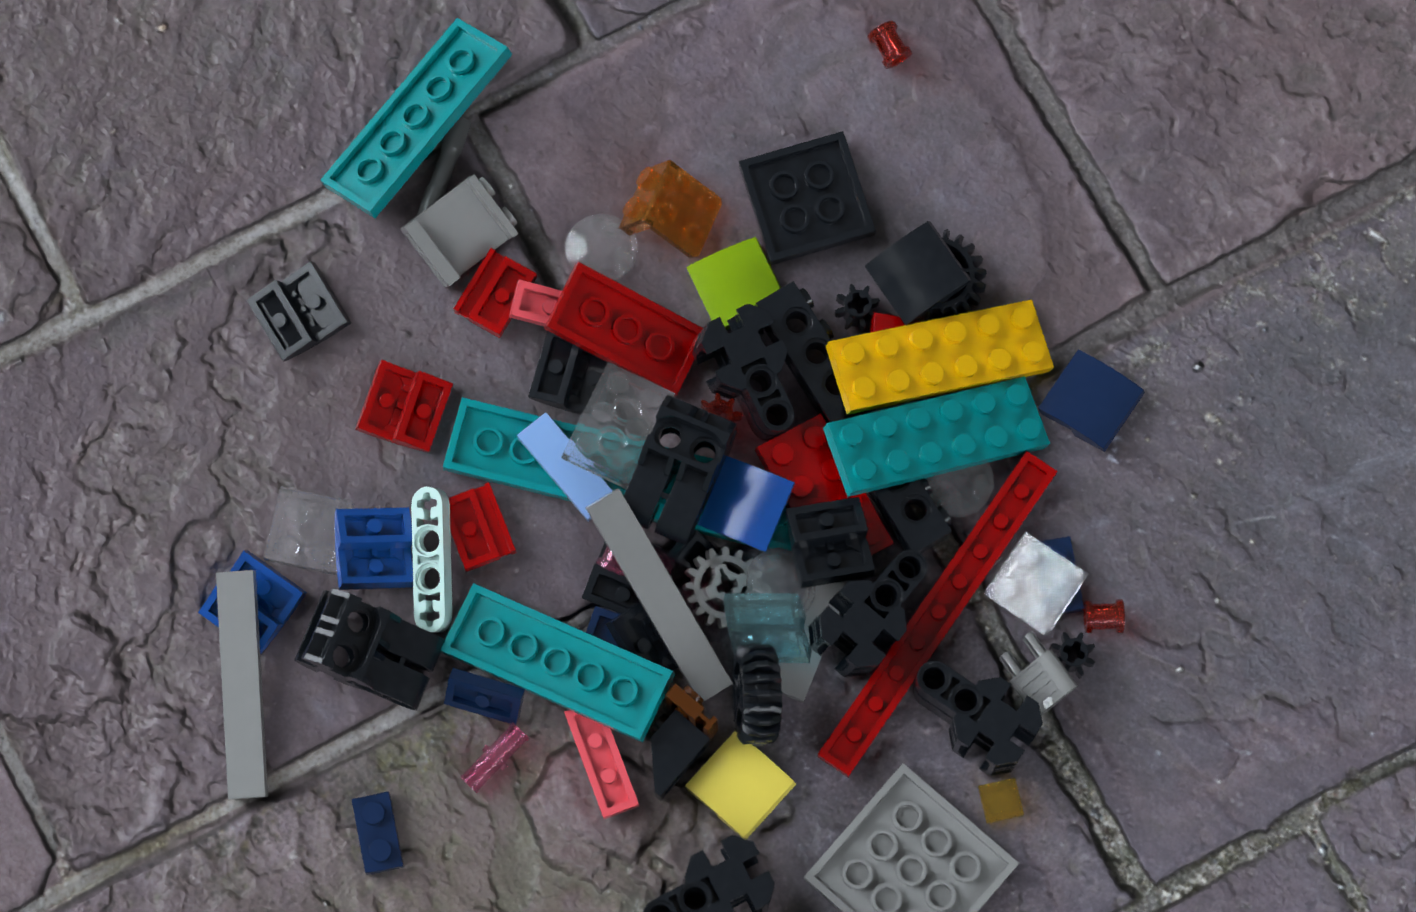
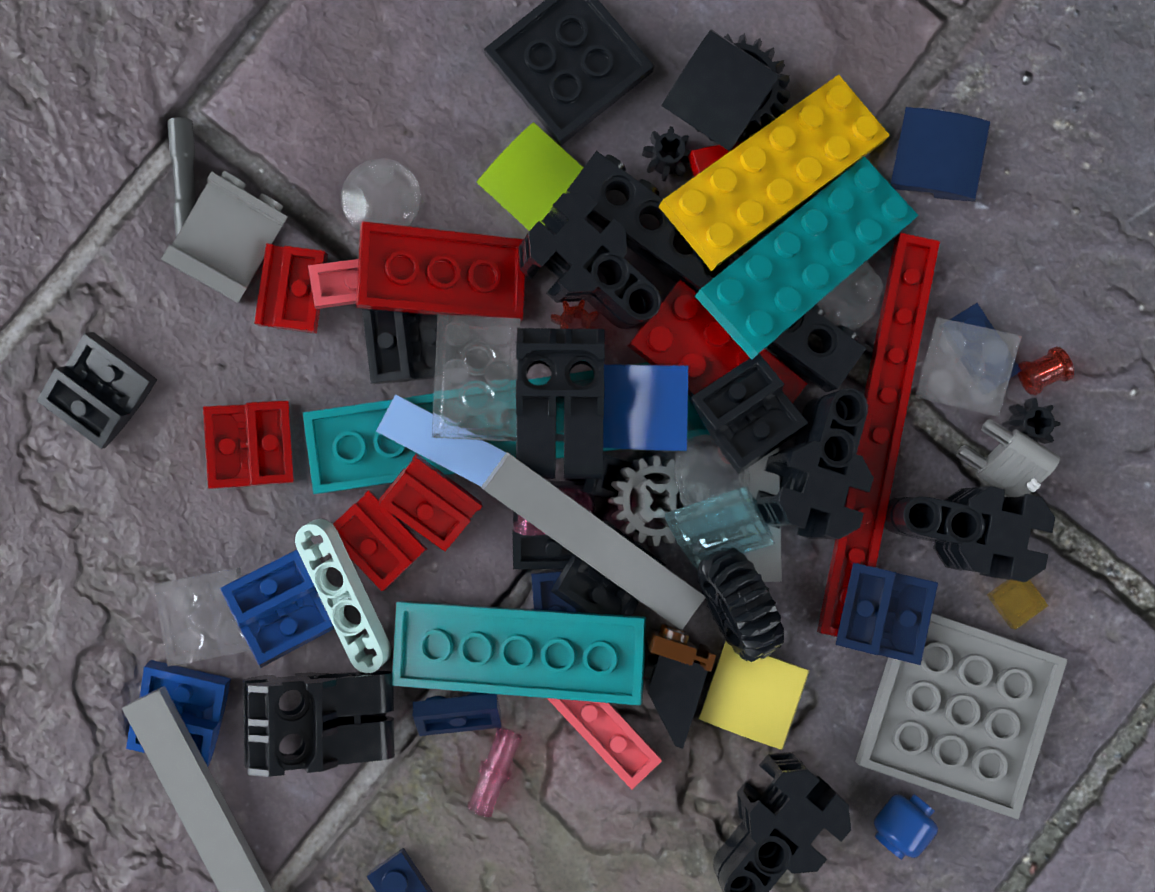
camera: 30 degrees left, 10 degrees up
(416, 117) = (130, 136): teal plate -> none
(536, 513) = (430, 502): none -> red plate
(672, 207) = (435, 124): clear orange bracket -> none
(879, 758) = (886, 613): none -> dark blue slope

